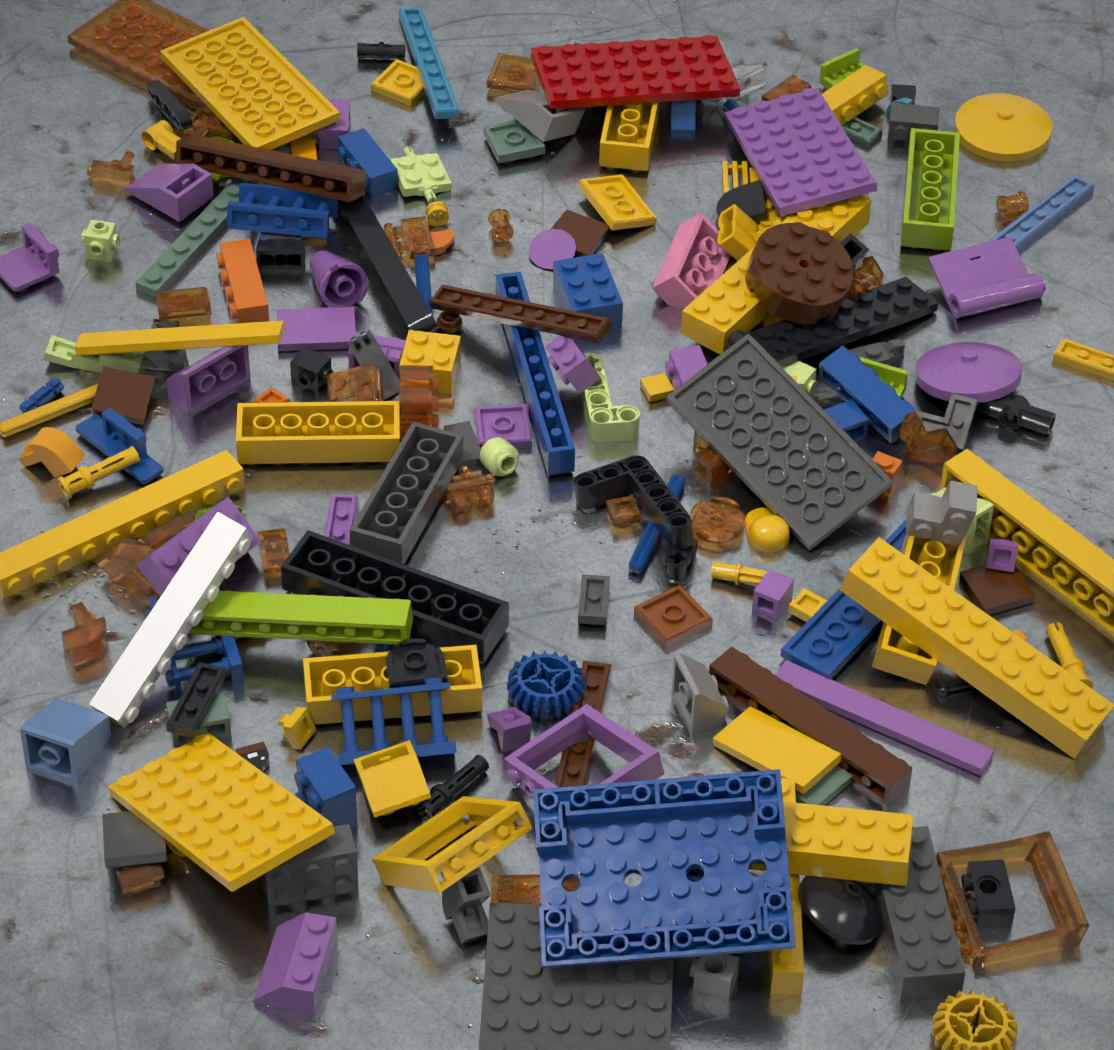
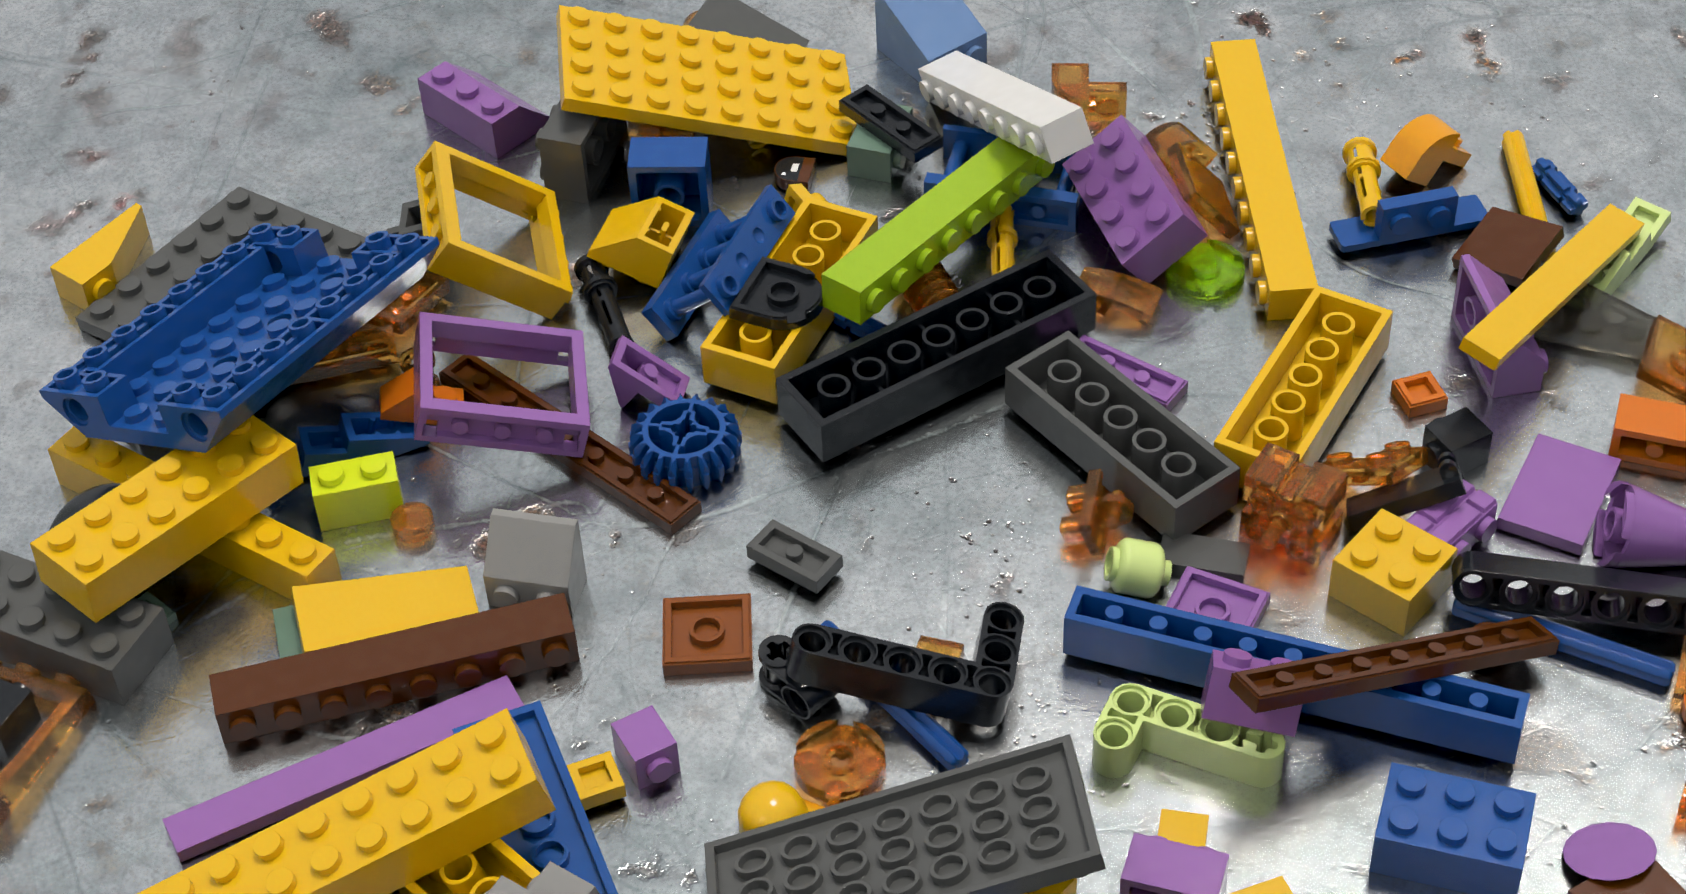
camera: 125 degrees right, 0 degrees up
(736, 573) = (718, 732): yellow axle -> none

